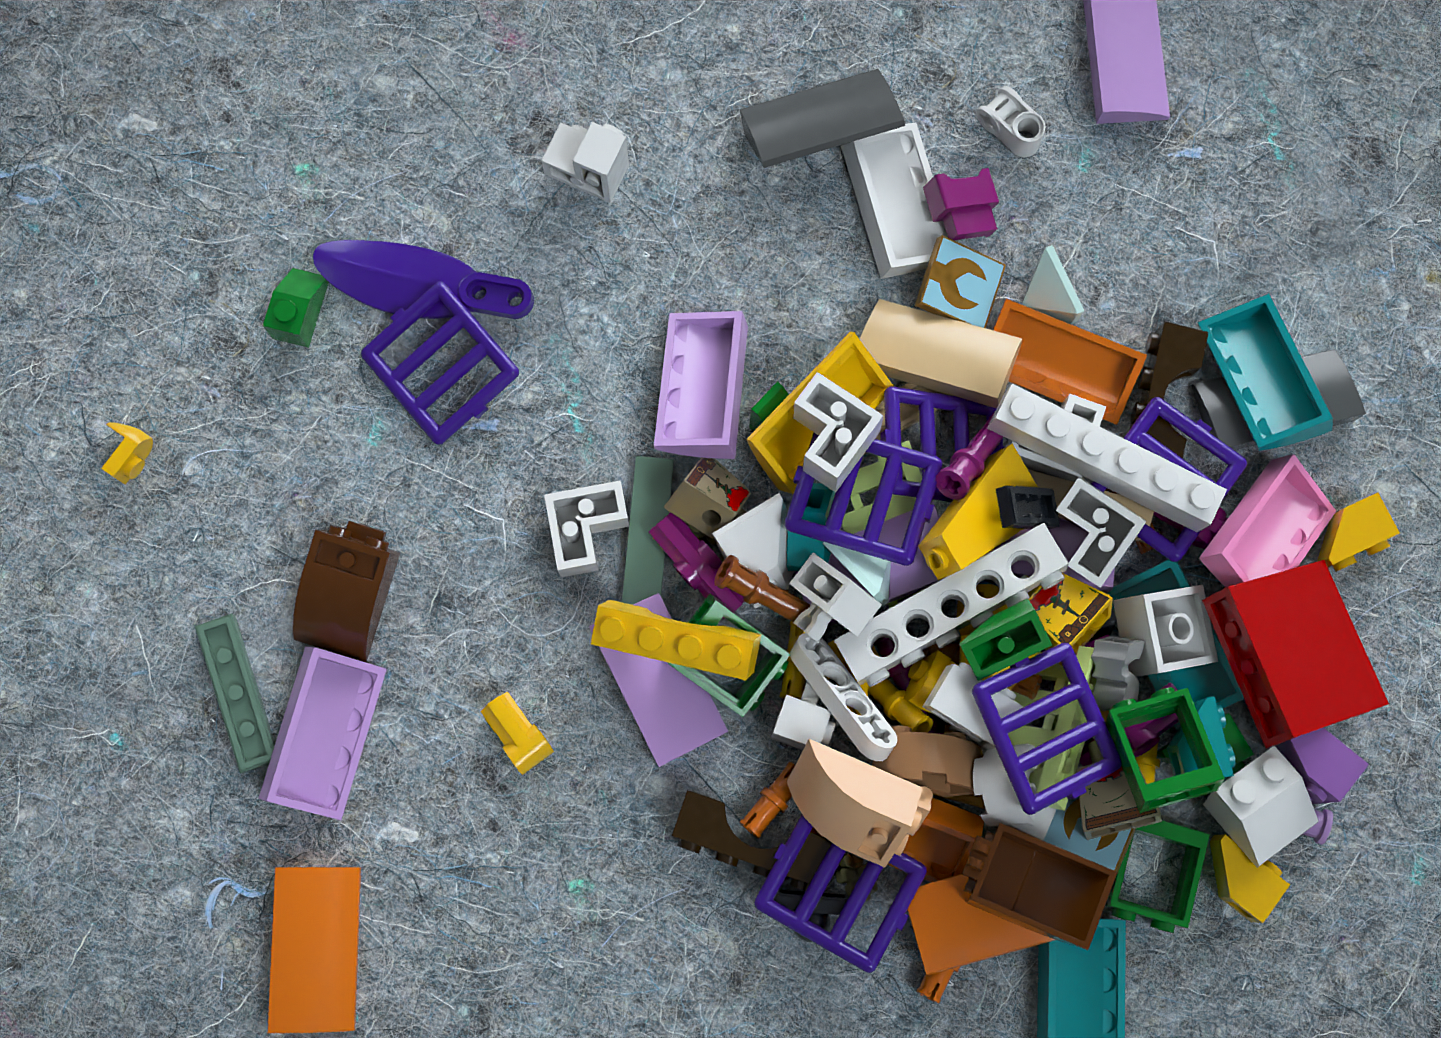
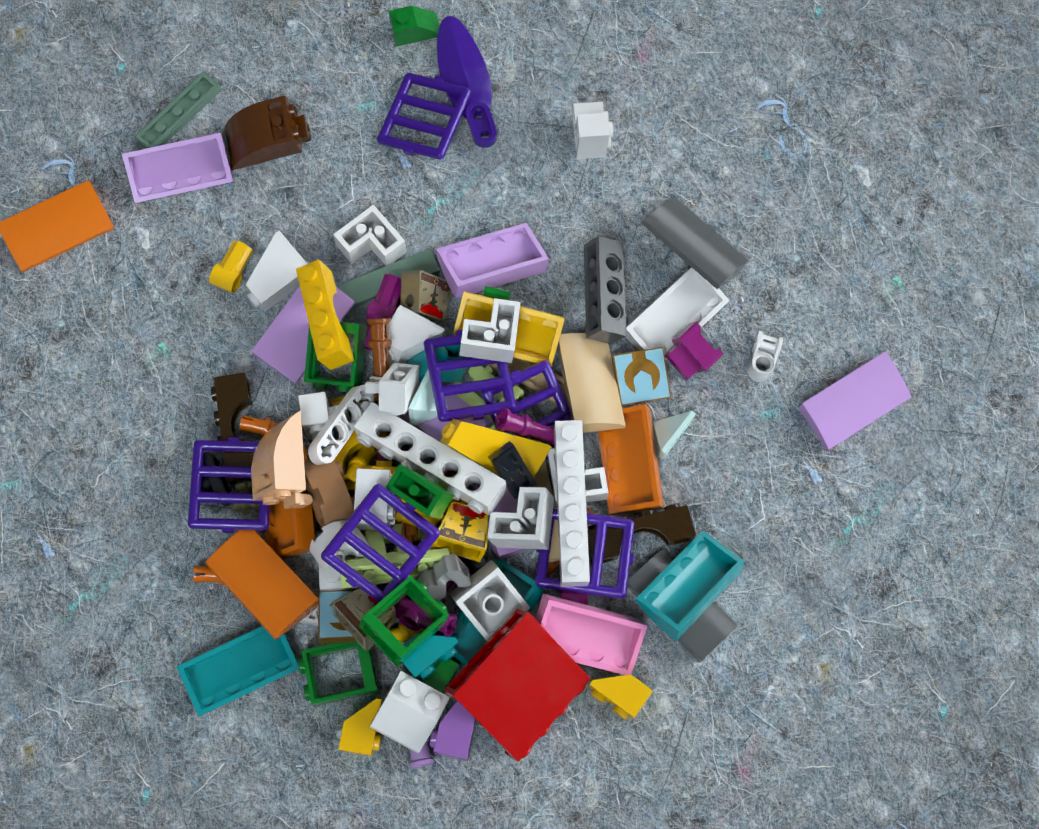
camera: 60 degrees right, 5 degrees down
(561, 674) = (275, 273): none -> white slope
(823, 264) = (604, 290): none -> dark grey brick
(1037, 885) = (284, 587): reddish brown piece -> none

